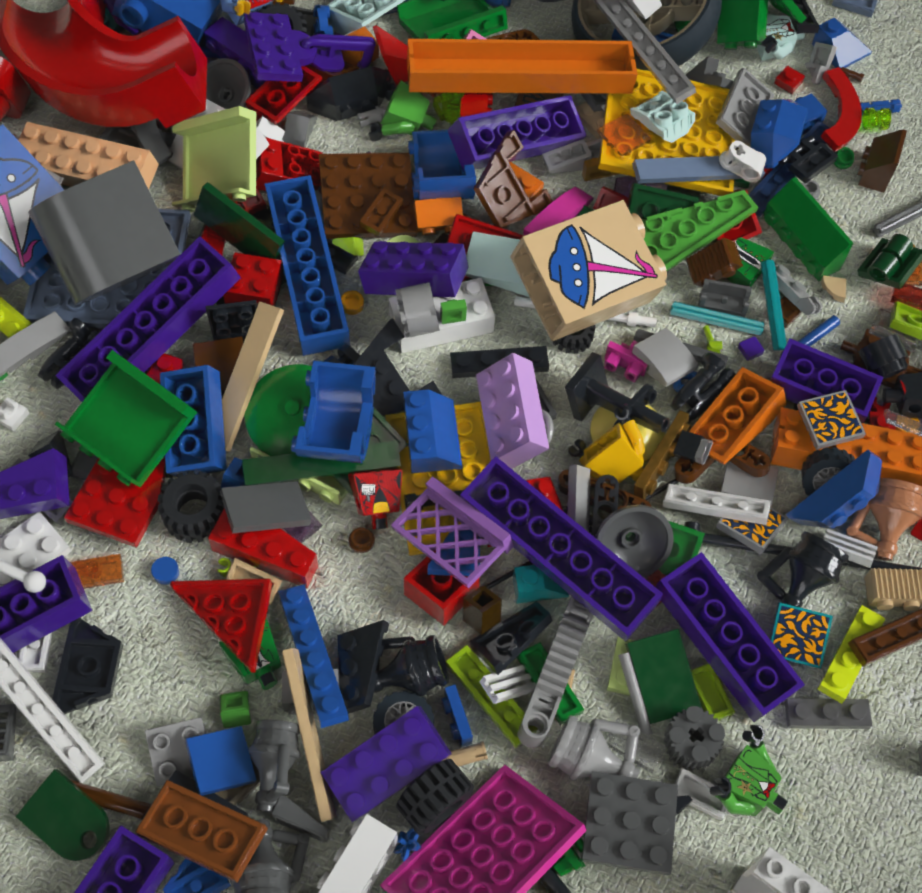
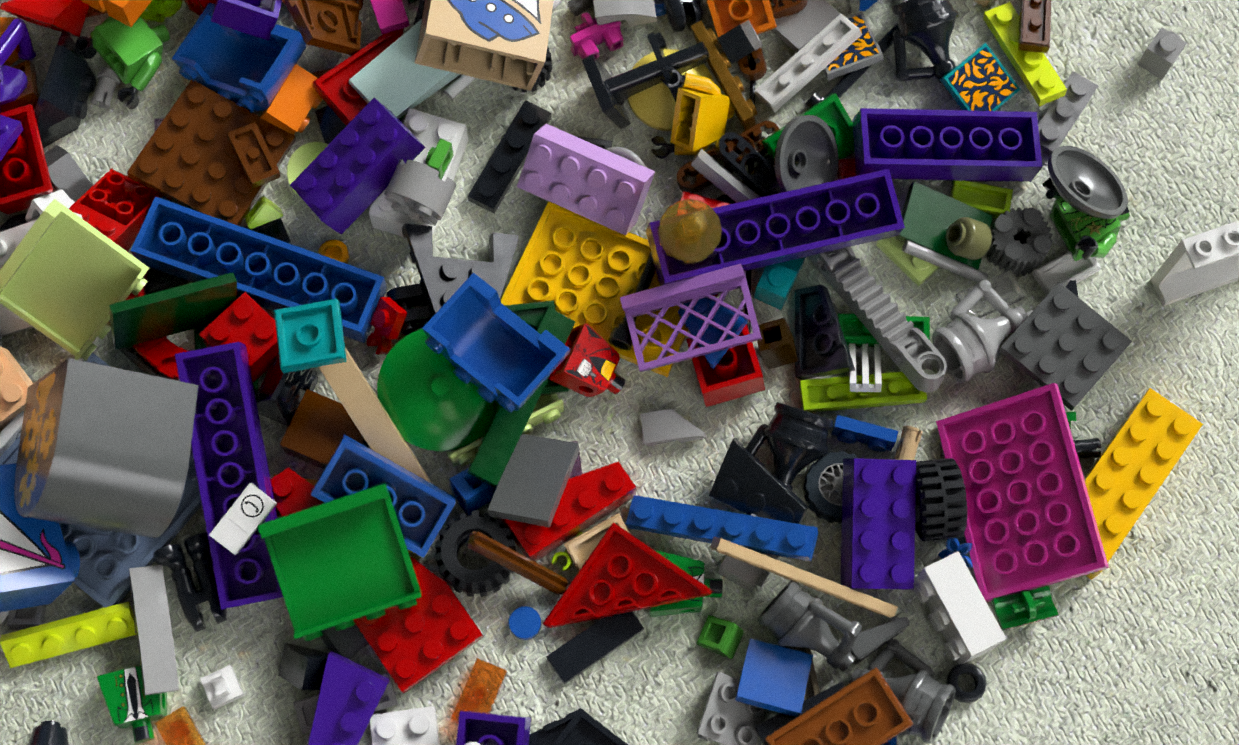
camera: 55 degrees left, 10 degrees up
(126, 344) = (243, 518): none -> white tile
(176, 625) = (593, 644): none -> black tile
(195, 530) = (516, 562): none -> reddish brown axle
(263, 301) = (310, 335): none -> teal tile
(322, 352) = (388, 323): none -> red plate
(361, 540) = (621, 412): reddish brown plate -> none
(370, 577) = (666, 427): none -> light grey slope
(431, 432) = (554, 271): blue slope -> none
(508, 484) = (689, 231): none -> clear yellow tile
(664, 696) = (969, 238): none -> olive head
(773, 754) = (1087, 183): none -> dark grey dish

